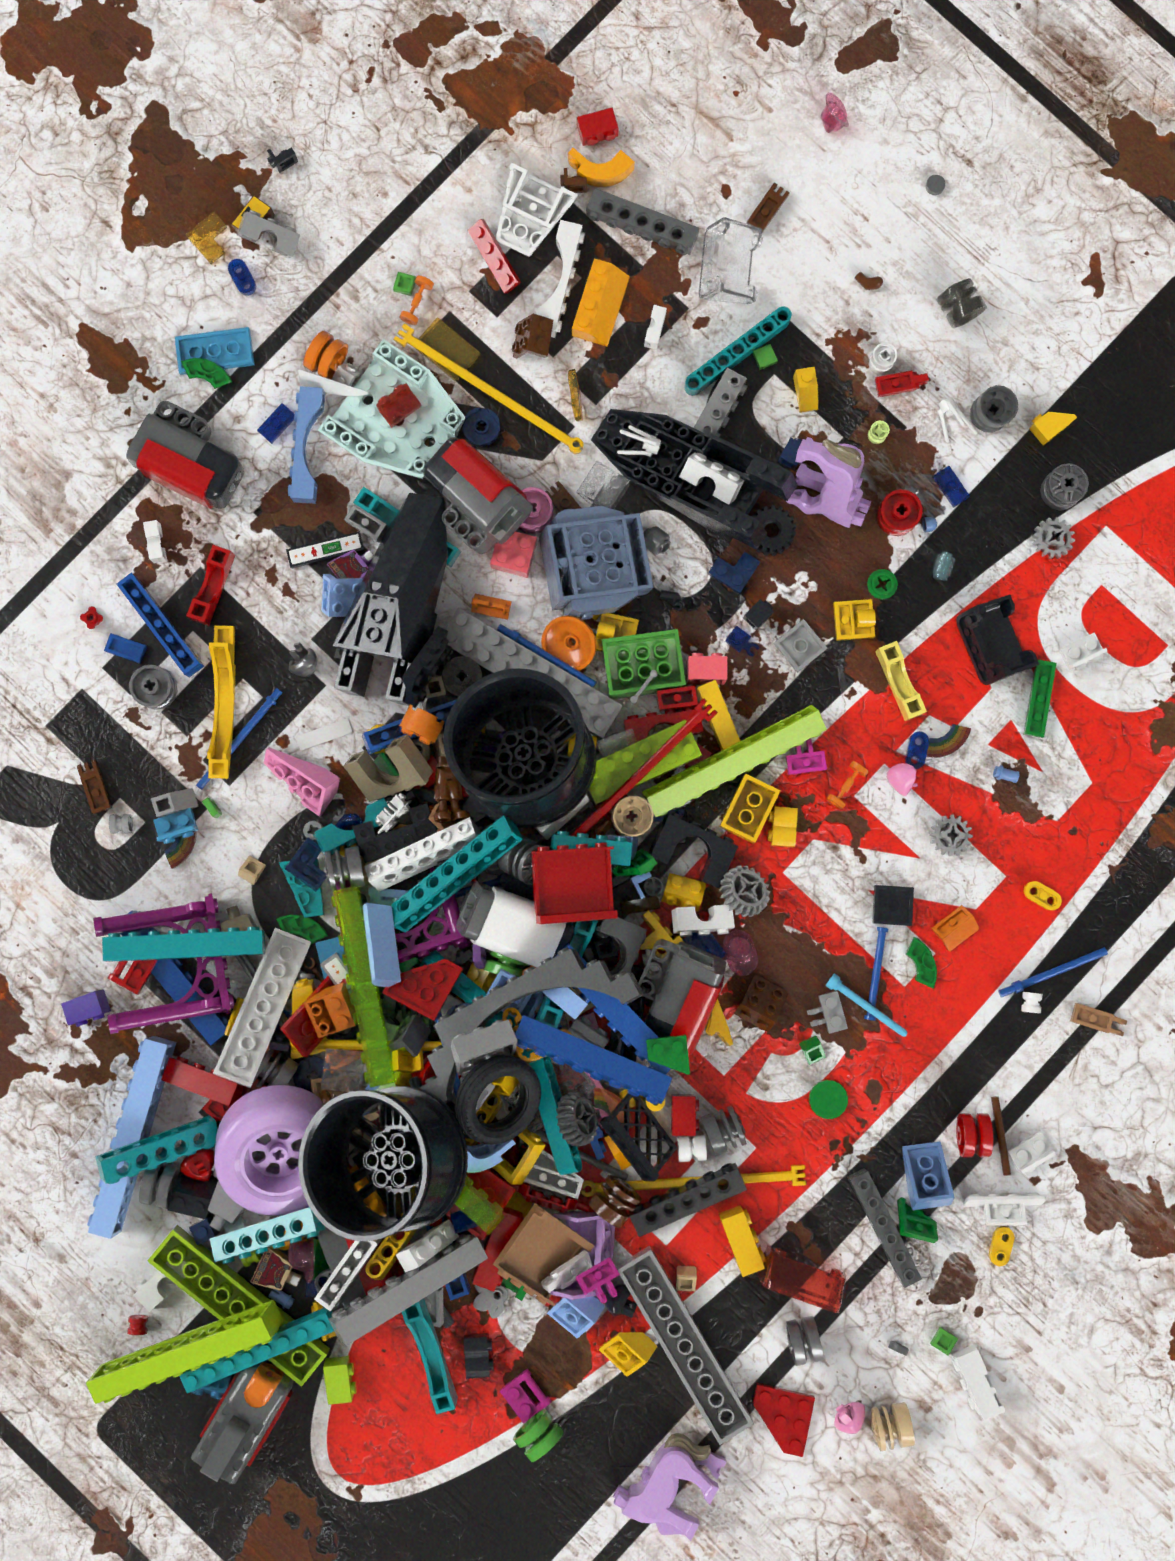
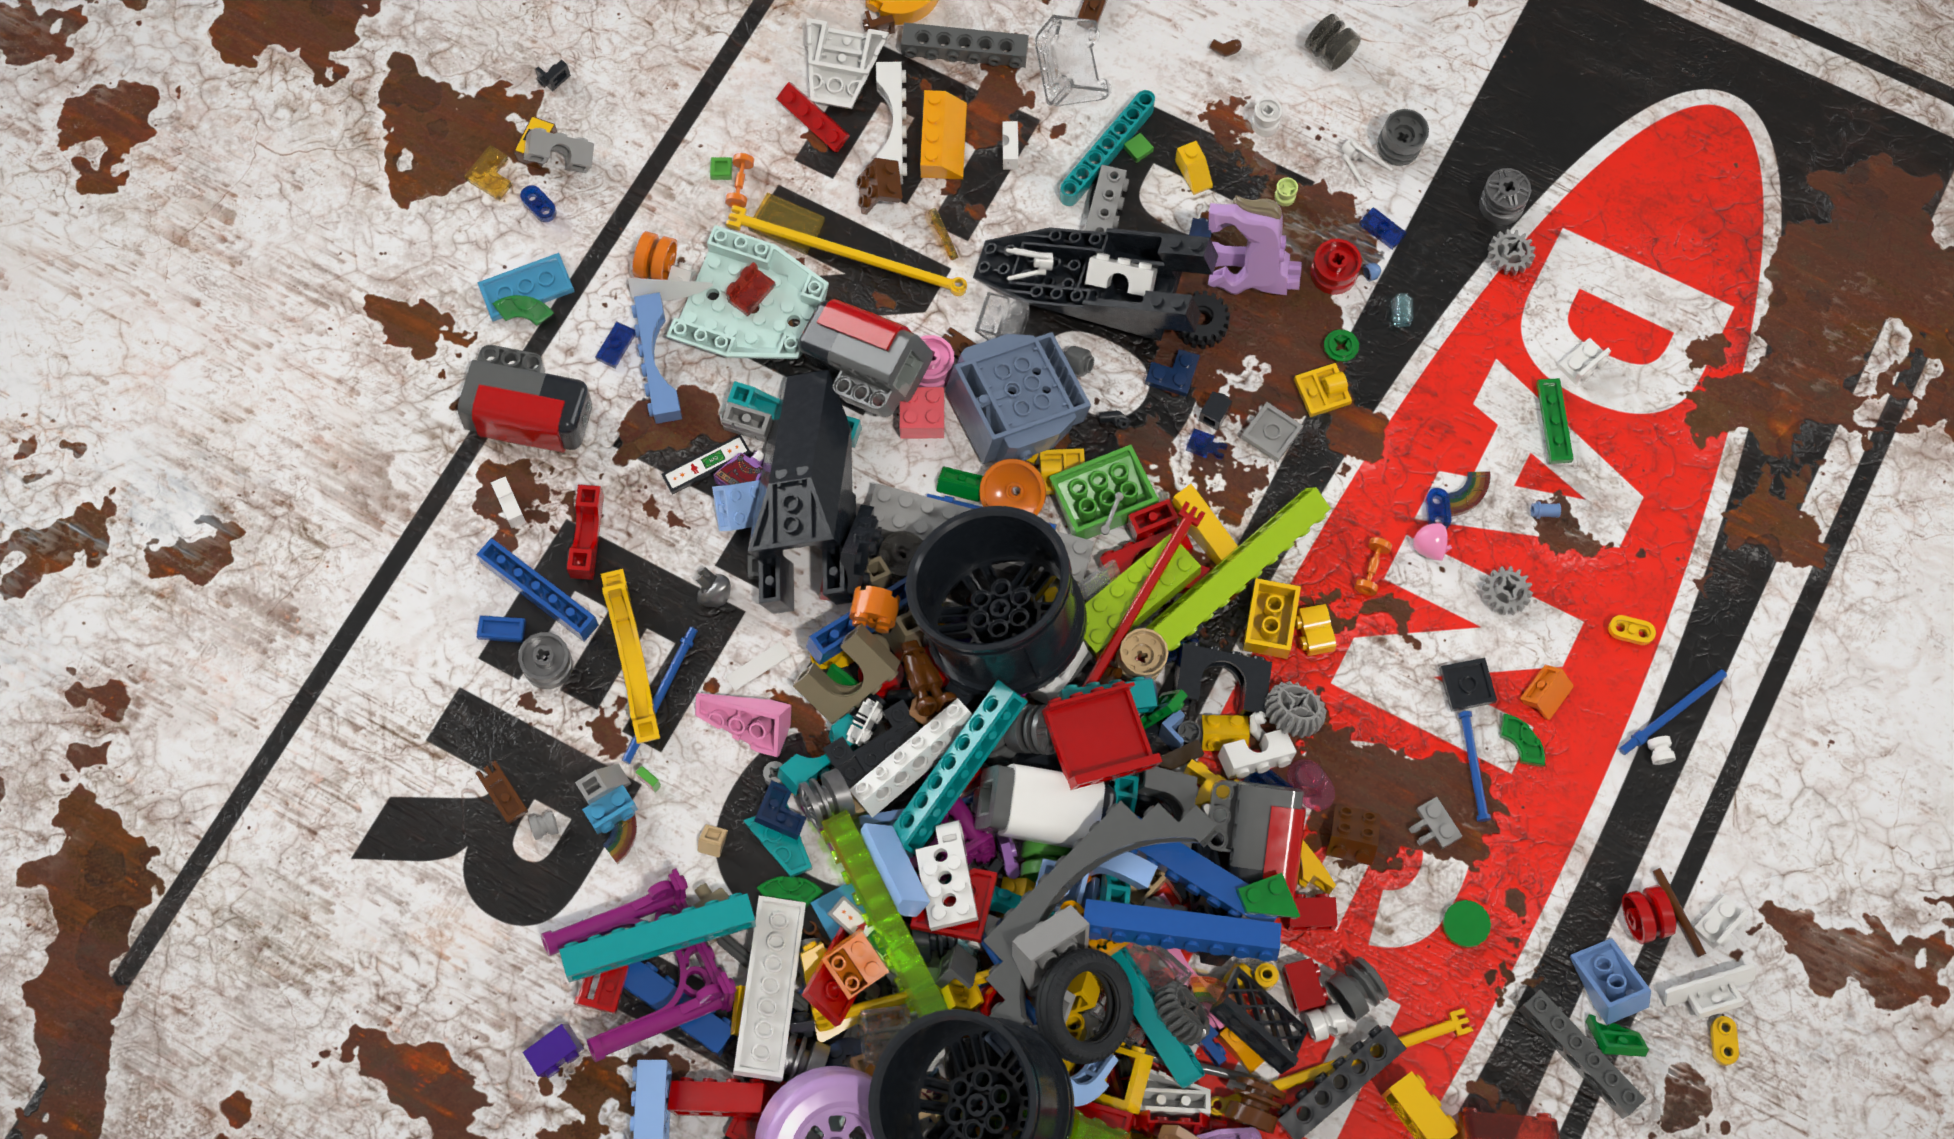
camera: 15 degrees left, 15 degrees down
(97, 618) = (455, 610): red plate -> none
(348, 819) = (814, 751): clear blue arm -> none
(434, 932) = (952, 842): none -> white hinge
(491, 606) = (912, 477): orange hinge -> none
(492, 428) = (848, 281): dark blue plate -> none
(529, 621) = (959, 484): none -> green slope
(705, 669) = (1174, 476): coral brick -> none
(709, 894) = (1255, 728): none -> white arm
(709, 1059) = (1315, 913): none -> red brick
(806, 762) = (1317, 554): dark pink hinge -> none
(812, 1050) = (1430, 873): green slope -> none
(836, 984) = (1431, 788): medium azure piece -> none
(895, 672) = (1409, 456): light yellow arch -> none
(899, 383) = (1292, 138): red hinge -> none
(993, 641) = (1481, 373): black windscreen -> none
(1050, 425) = (1468, 140): yellow slope -> none
(1096, 1019) = (1741, 750): medium nougat hinge -> none

